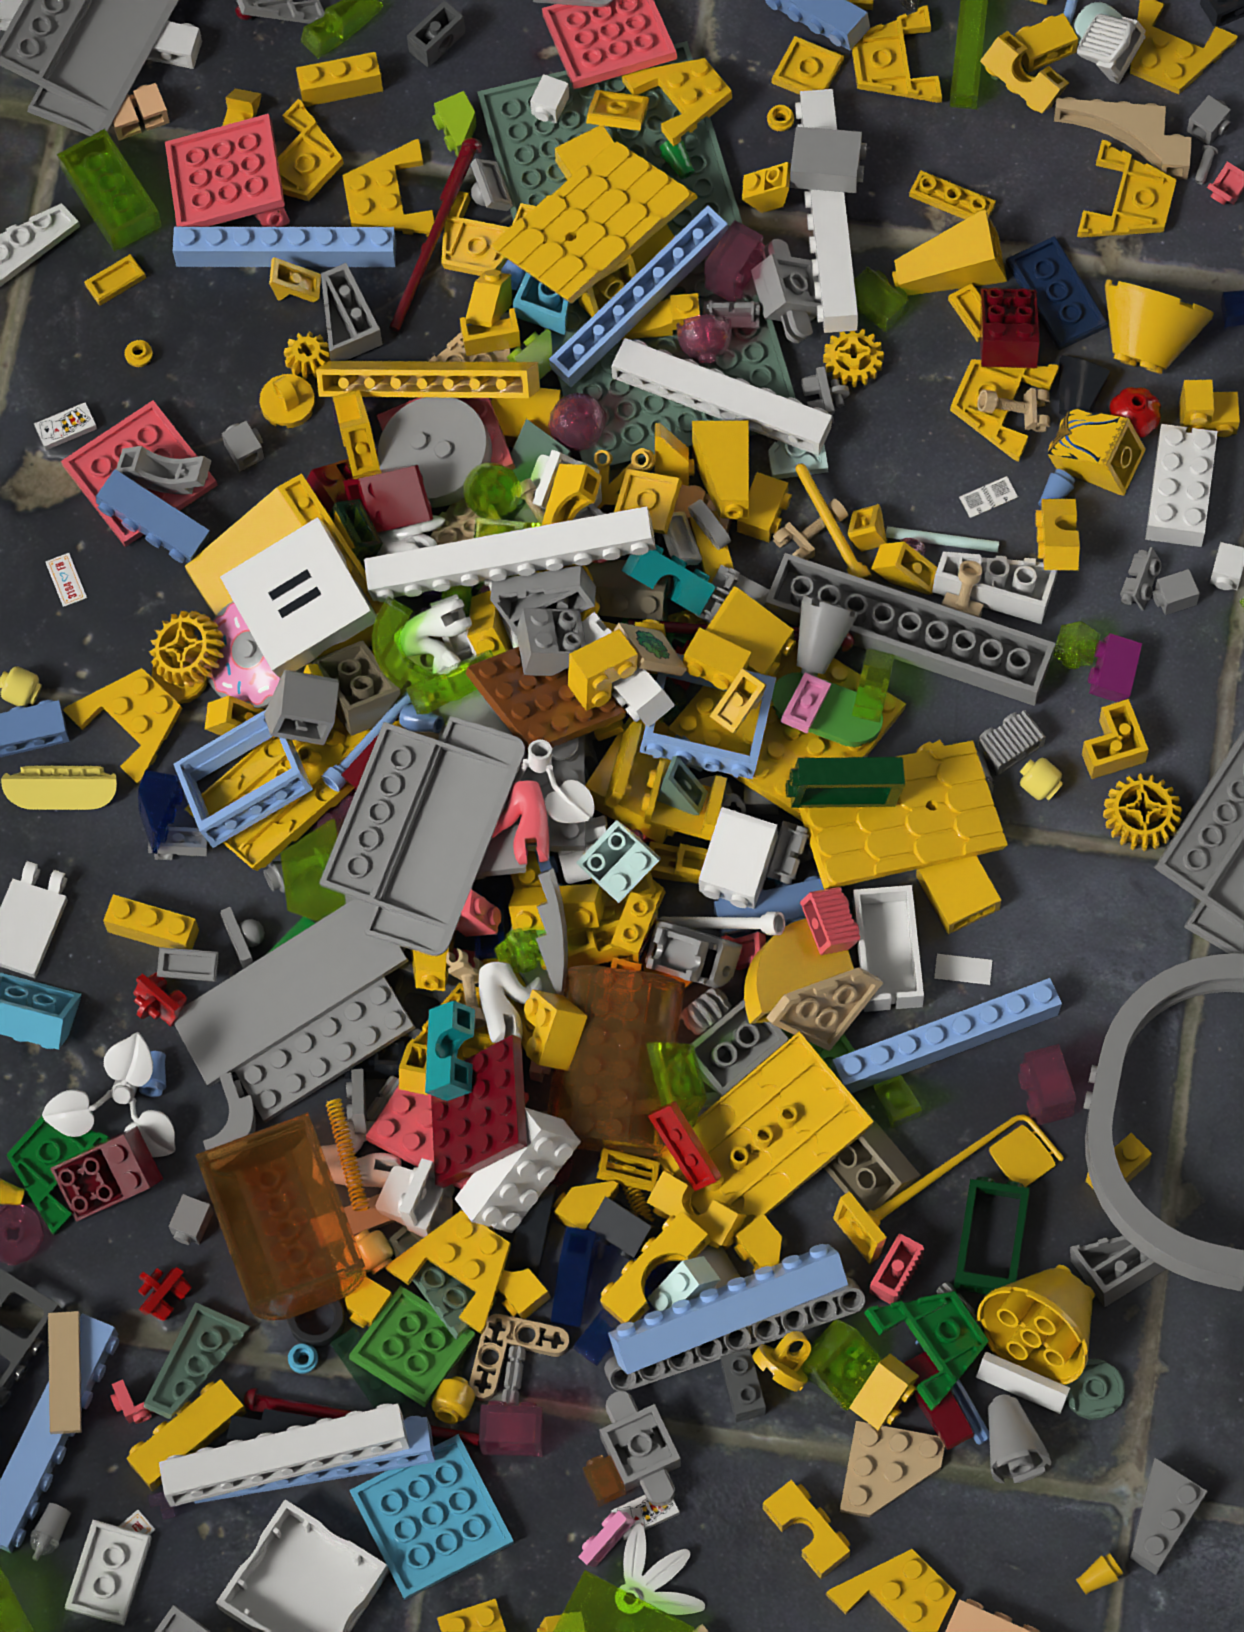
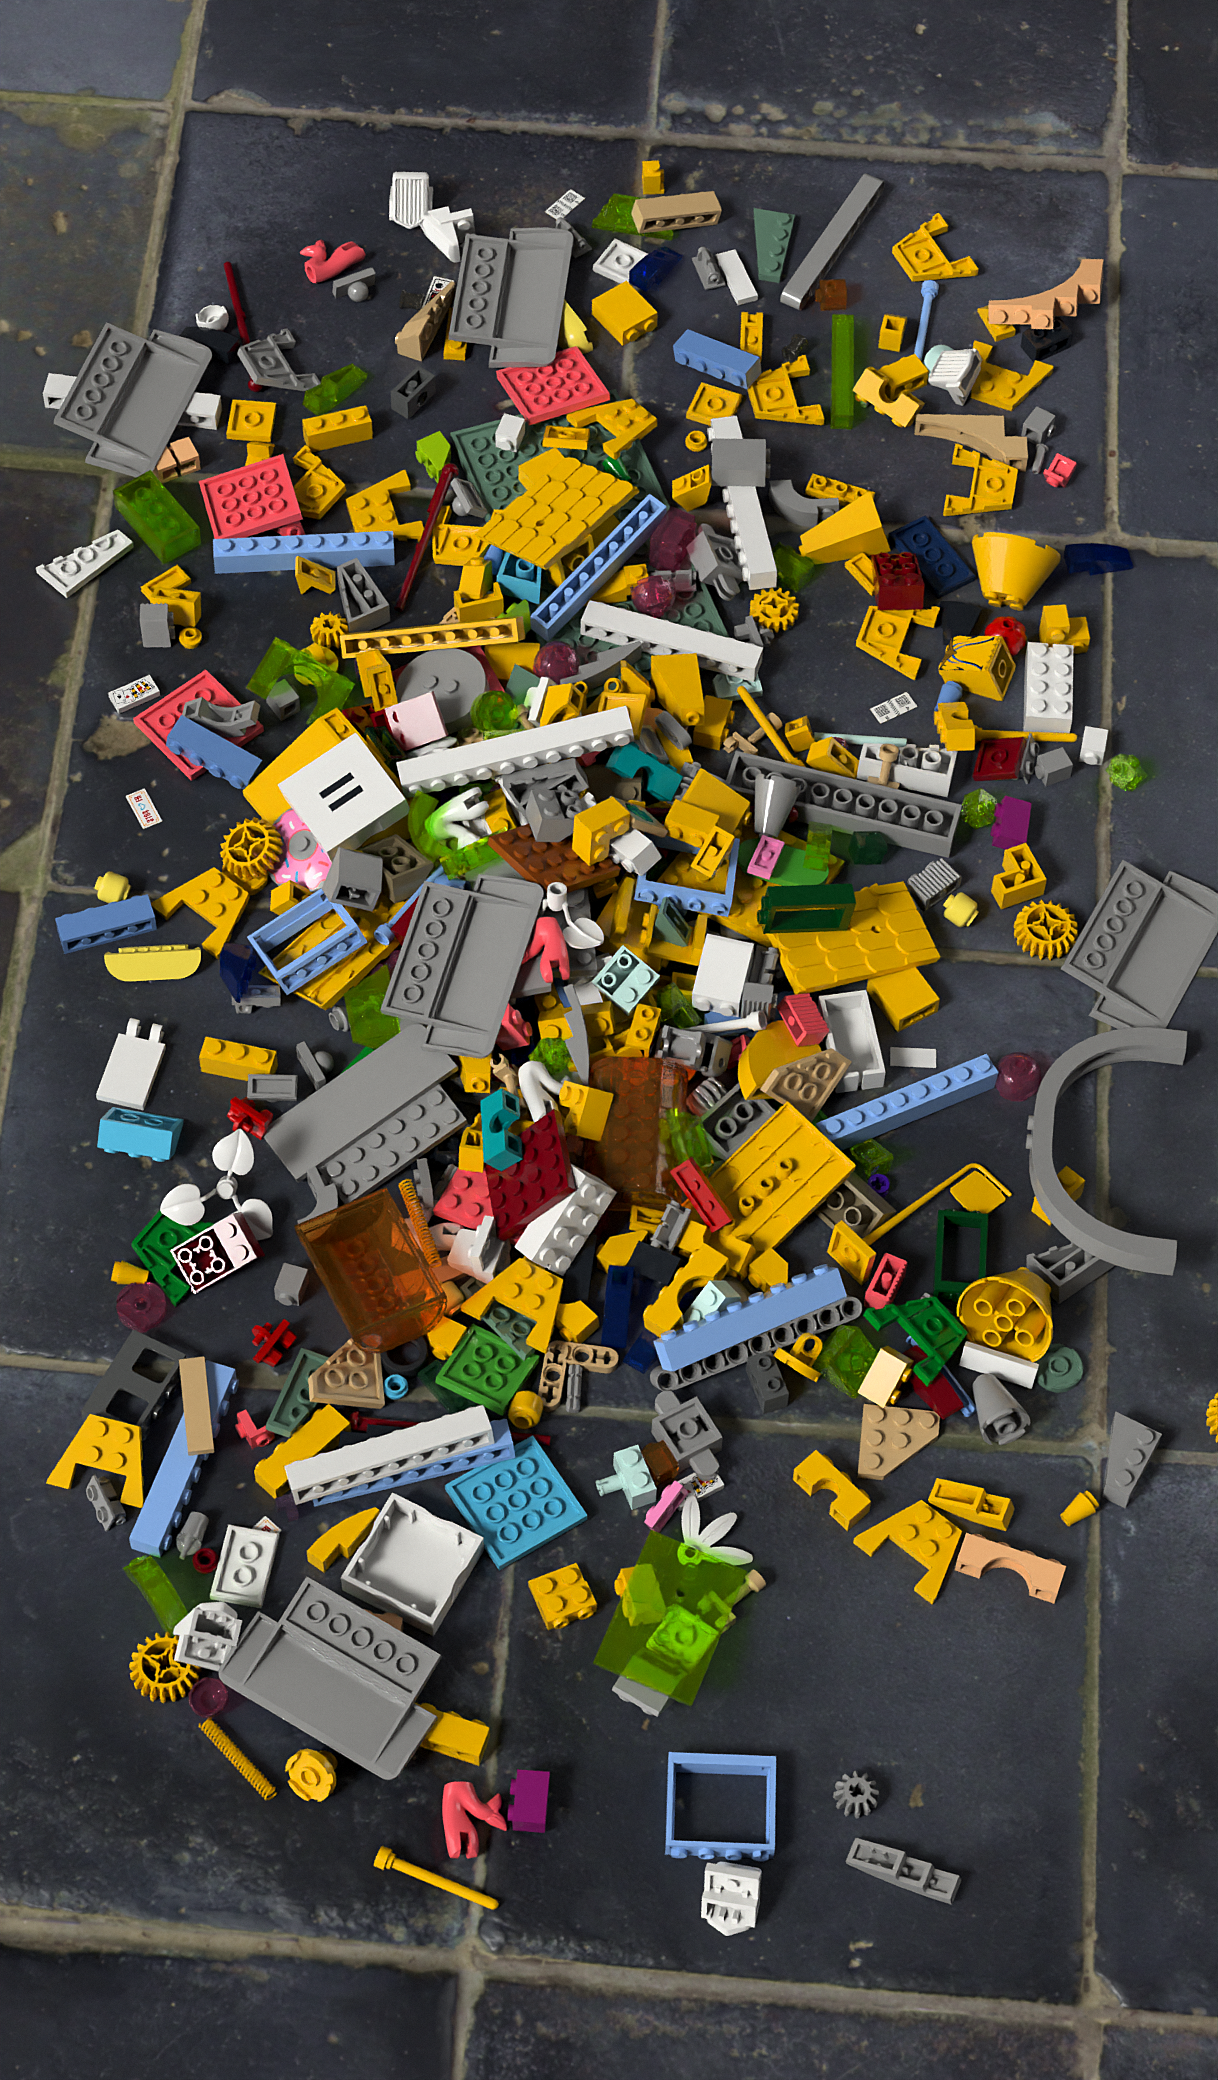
camera: 10 degrees left, 10 degrees down
(56, 1556) = (205, 1553): none -> dark red plate
(97, 339) = (156, 625): none -> light grey brick
(122, 314) = (183, 604): none -> yellow brick
(157, 1082) = (251, 1181): medium blue cone -> none
(225, 1548) = (342, 1539): none -> yellow slope
(235, 61) = (251, 420): none -> yellow plate
(243, 398) = (285, 659): none -> clear neon green arch
(246, 1350) = (349, 1379): none -> tan plate
(511, 1429) = (578, 1426): clear pink brick -> none
(569, 1497) = (631, 1477): none -> light aqua brick
(634, 432) = (606, 667): none -> light grey slope
(645, 1184) = (671, 1228): none -> light grey hinge
(677, 888) = (675, 1005): none -> clear neon green slope
(777, 896) = (757, 998): none -> light grey brick
(897, 219) = (798, 508): none -> light grey arch
(903, 1127) = (879, 1178): none -> dark purple bush
(935, 690) = (867, 848): none -> clear green brick
(971, 1558) = (972, 1503): none -> yellow slope
(1032, 399) = (921, 635): tan bar -> none
(1047, 1085) = (993, 1135): clear pink brick -> none
(1087, 1005) = (1018, 1076): none -> clear pink cylinder
(1088, 541) = (1038, 736): none -> yellow piece
(1110, 578) = (999, 759): none -> dark red plate

